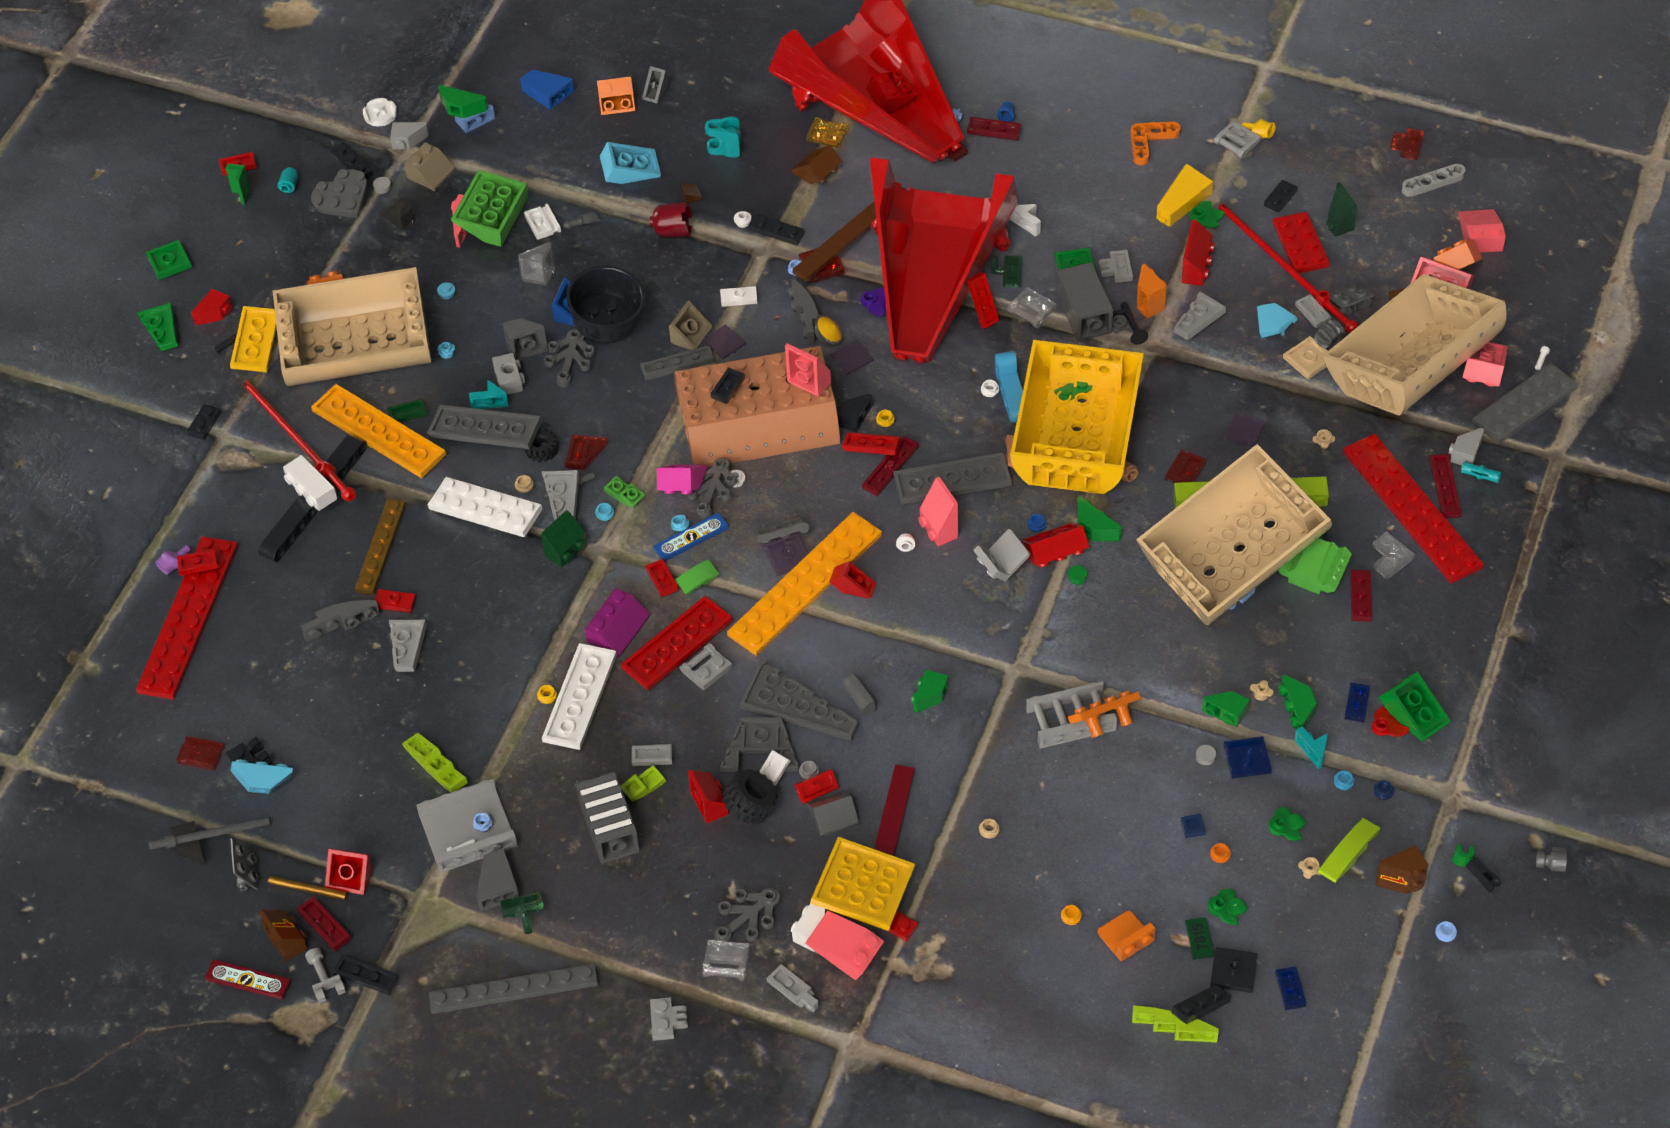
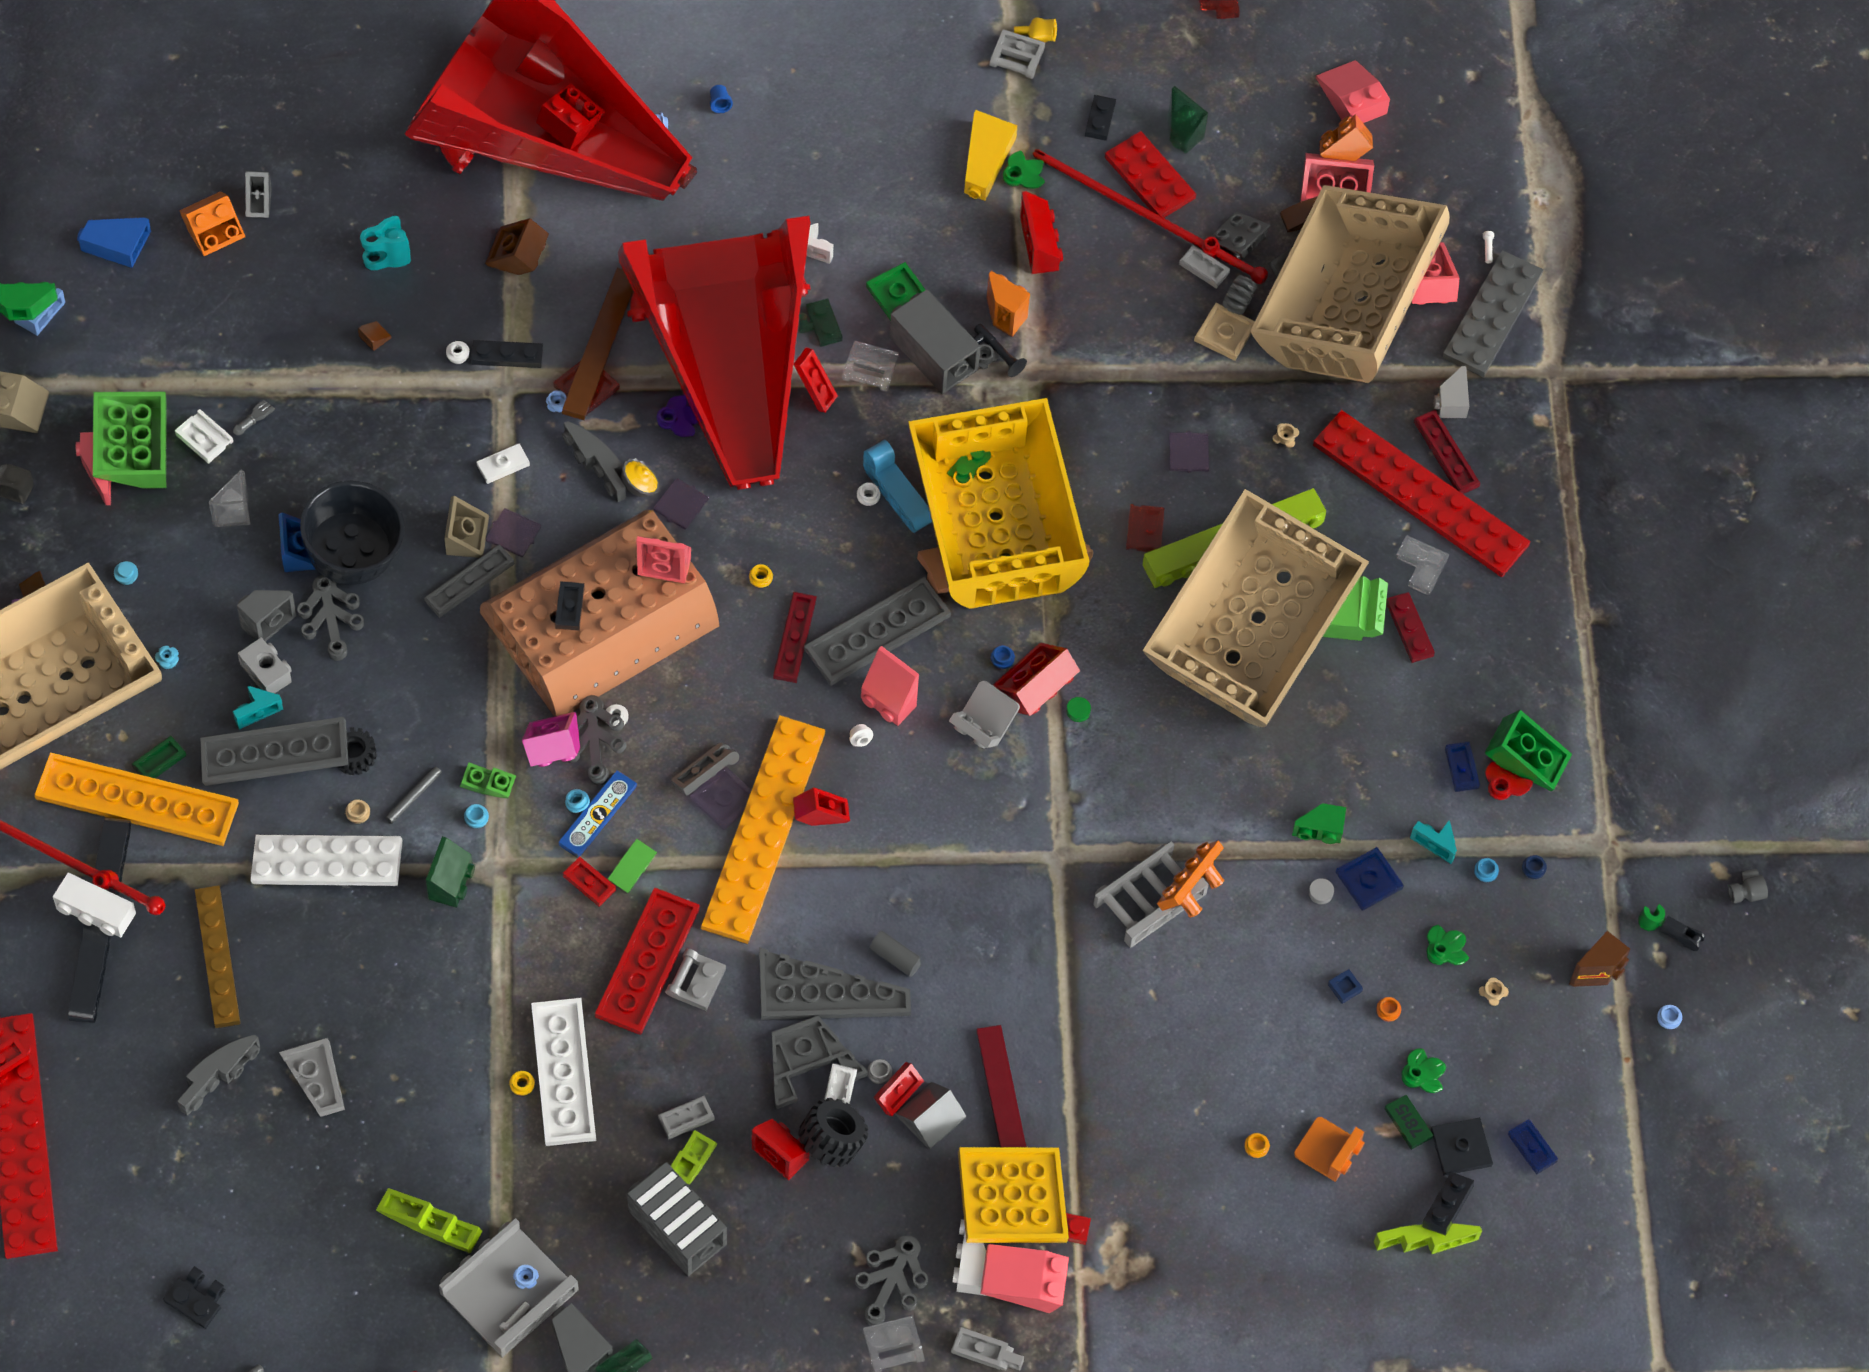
camera: 30 degrees left, 10 degrees up
(200, 753) = (130, 1310): clear red plate -> none
(260, 776) = (227, 1316): medium azure slope -> none
(395, 600) = (273, 1023): red plate -> none
(562, 491) = (415, 810): light grey wing -> none
(584, 450) = (411, 741): clear red wing -> none
(616, 622) = (564, 960): magenta slope -> none
(628, 163) = (276, 318): medium azure slope -> none
(672, 220) = (372, 385): dark red cylinder -> none
(827, 132) = (510, 200): clear yellow plate -> none
(853, 412) = (721, 579): black slope -> none
(871, 443) = (762, 616): red plate -> none
(930, 690) = (977, 919): green slope -> none
(989, 824) = (1122, 1065): tan plate -> none
(994, 128) = (714, 127): dark red plate -> none
(1096, 523) = (1072, 633): green slope -> none
(1117, 266) = (949, 276): light grey hinge -> none
(1146, 134) = (903, 80): orange beam -> none
(1199, 316) = (1074, 315): light grey wing -> none
(1261, 695) = (1350, 795): tan plate -> none
(1274, 319) = (1163, 292): medium azure slope -> none
(1298, 701) = (1398, 790): green slope -> none
(1349, 850) = (1528, 955): lime slope -> none
(1414, 186) = (1271, 41): light grey beam -> none
(1481, 472) = (1480, 422): teal pin -> none

